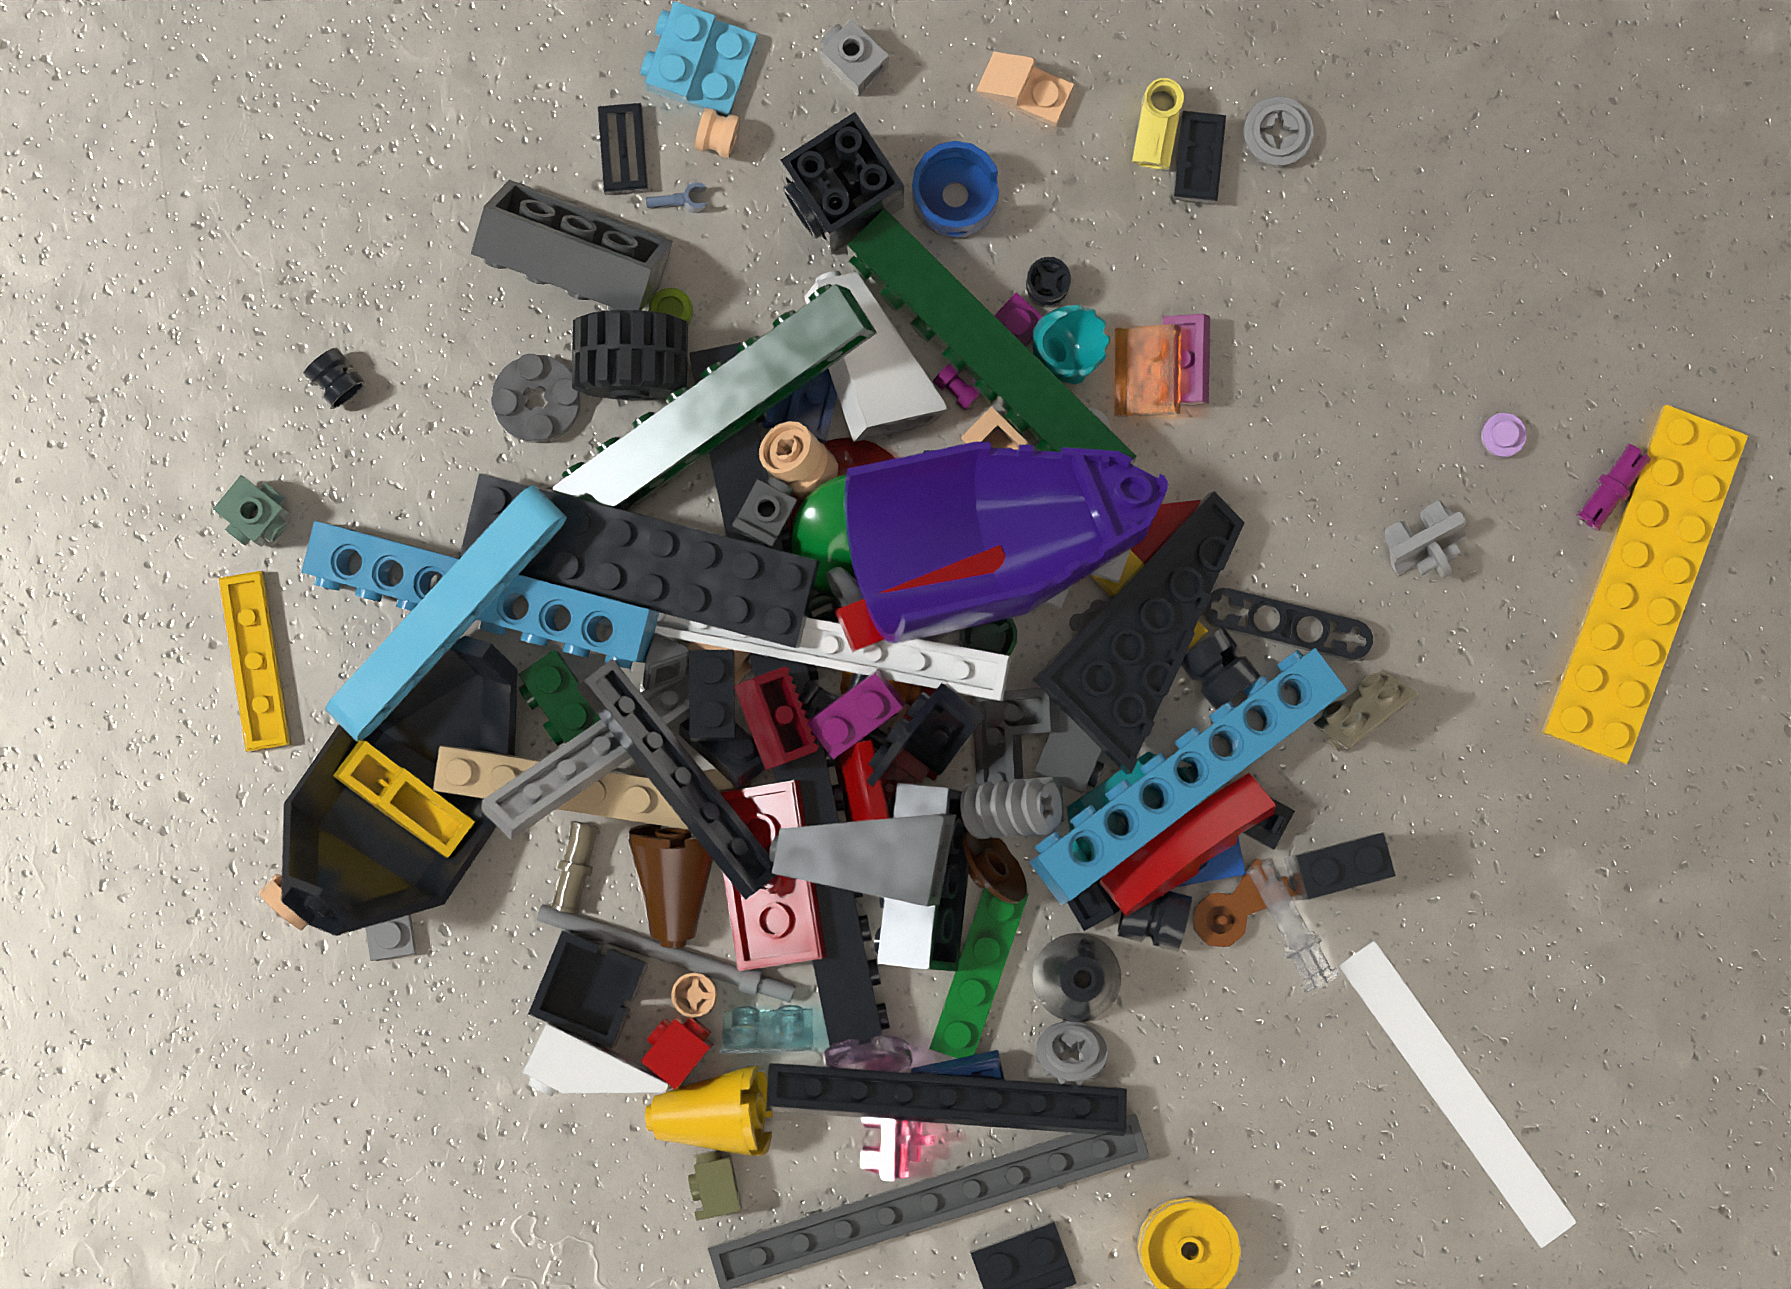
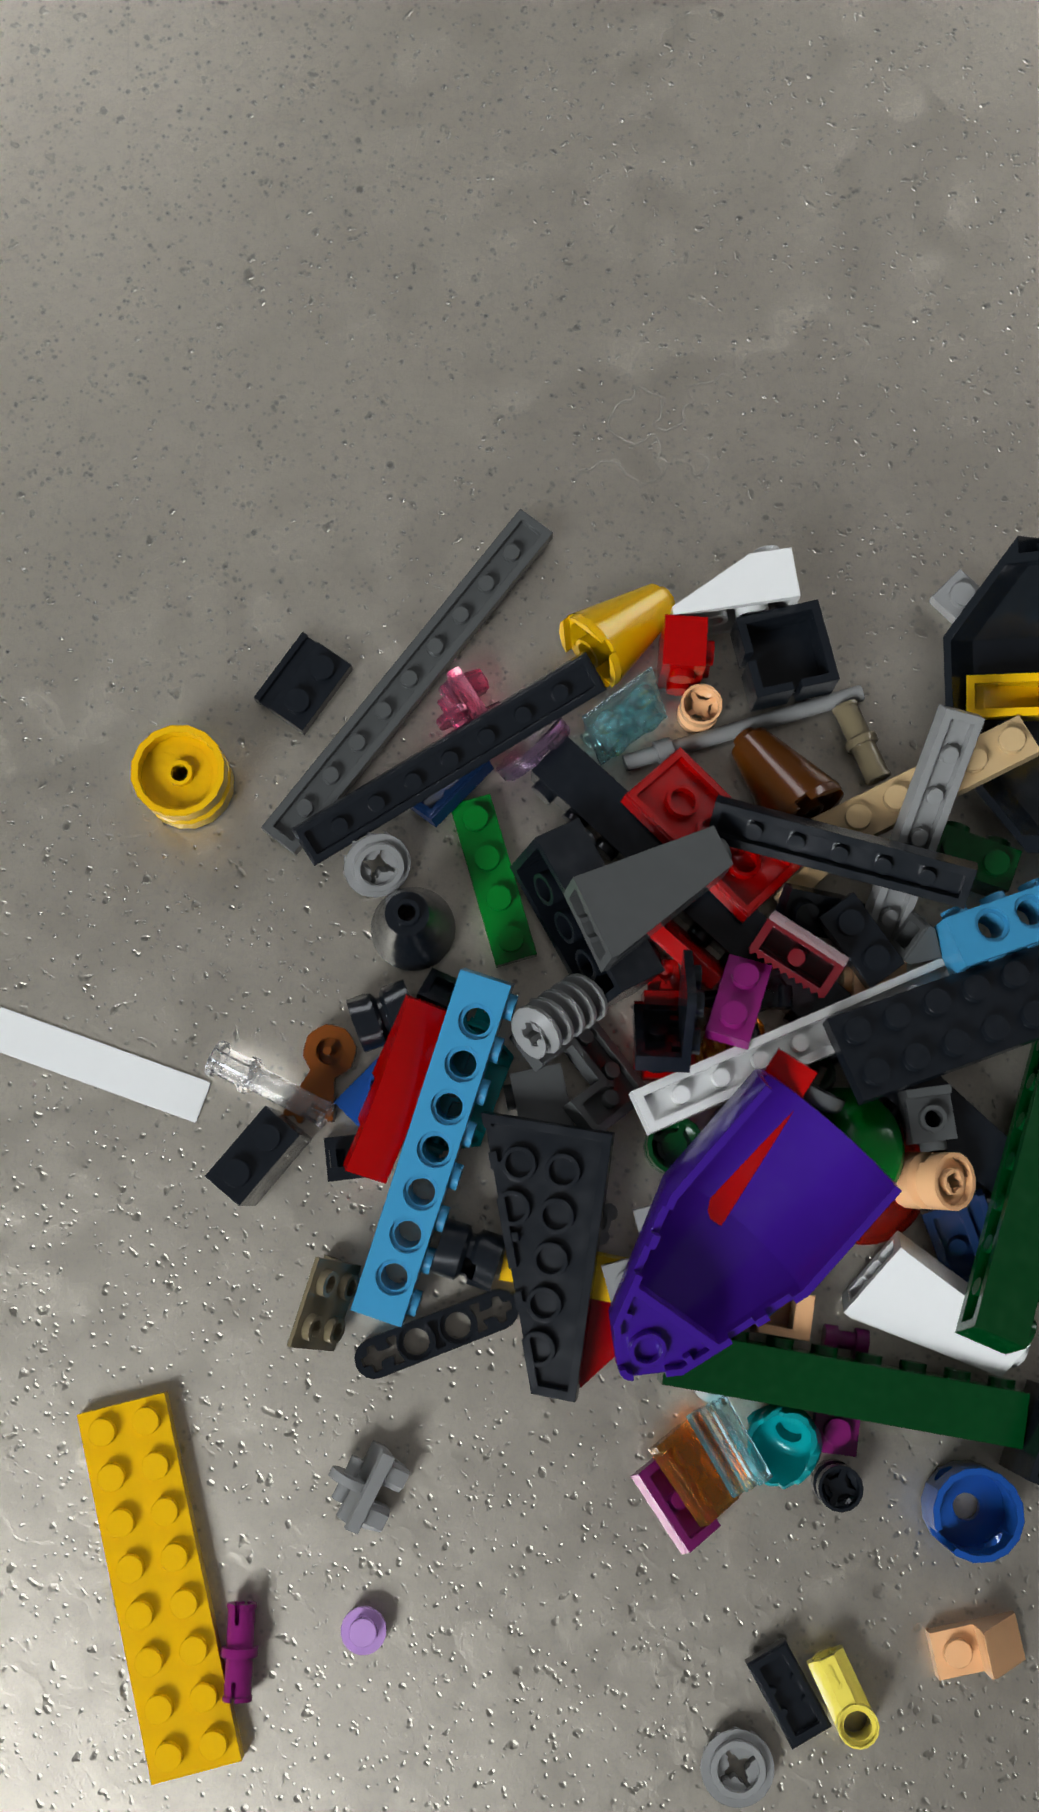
camera: 145 degrees right, 5 degrees down
(714, 1185) = (578, 580): olive brick -> none
(995, 868) = (536, 963): reddish brown dish -> none
(1119, 372) = (723, 1448): none -> clear light blue tile

